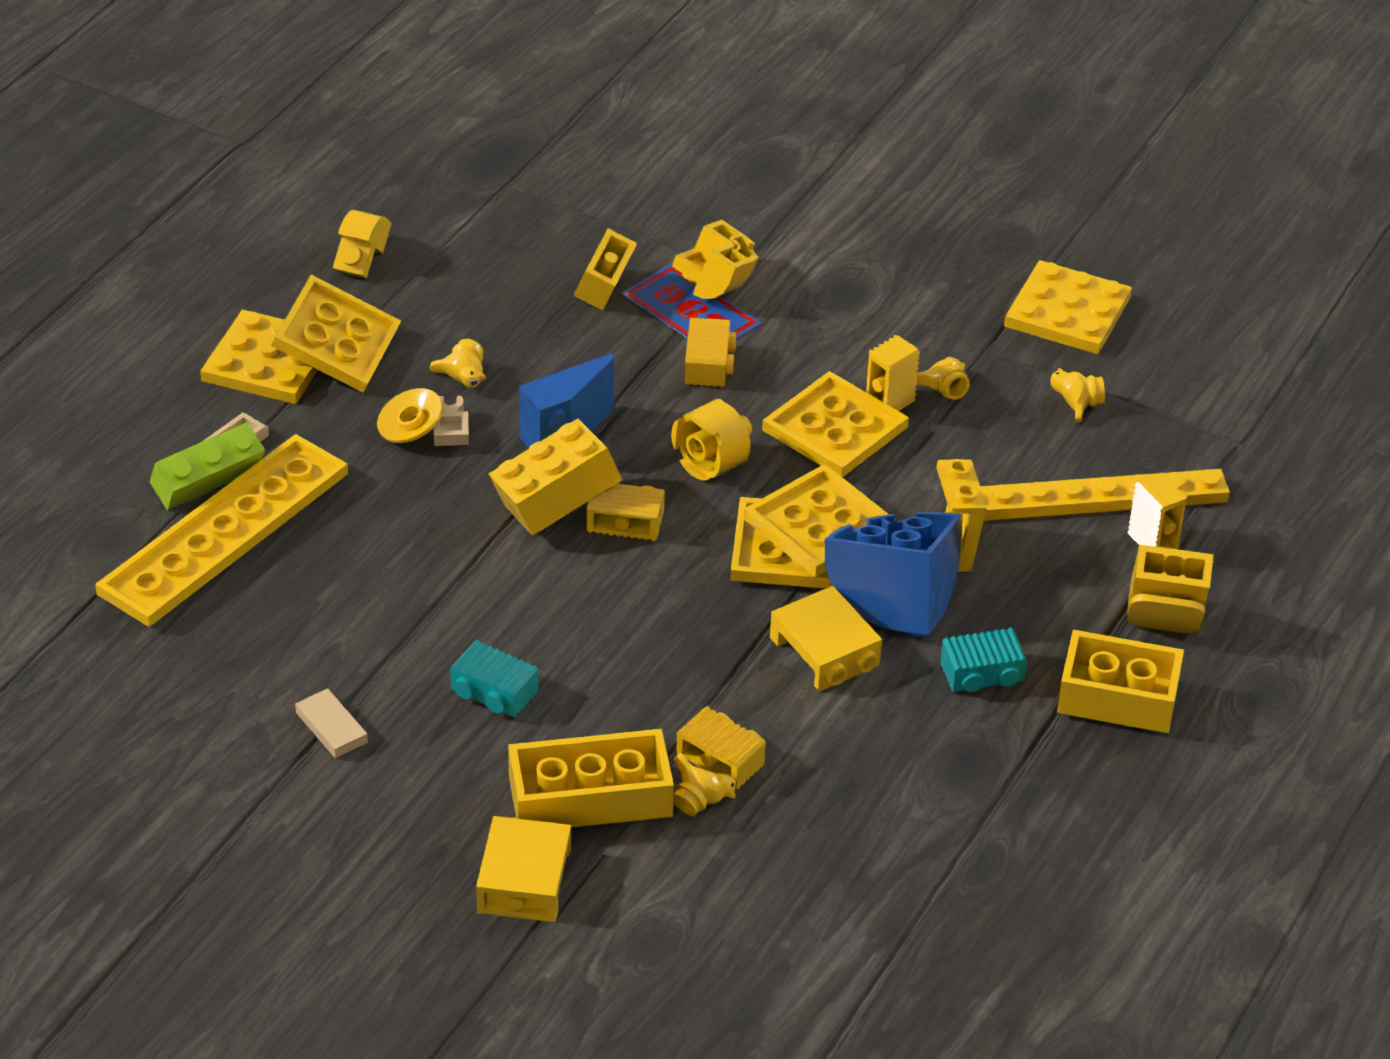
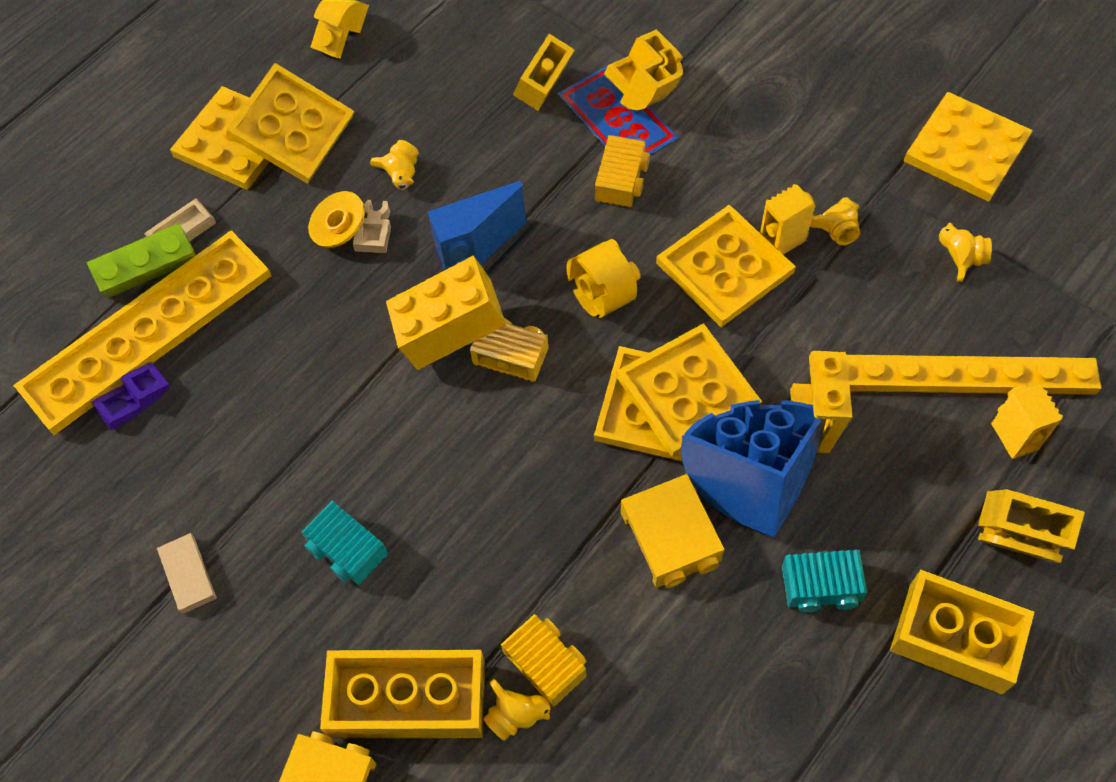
camera: 15 degrees right, 20 degrees up
(228, 585) = (136, 394): none -> dark purple slope

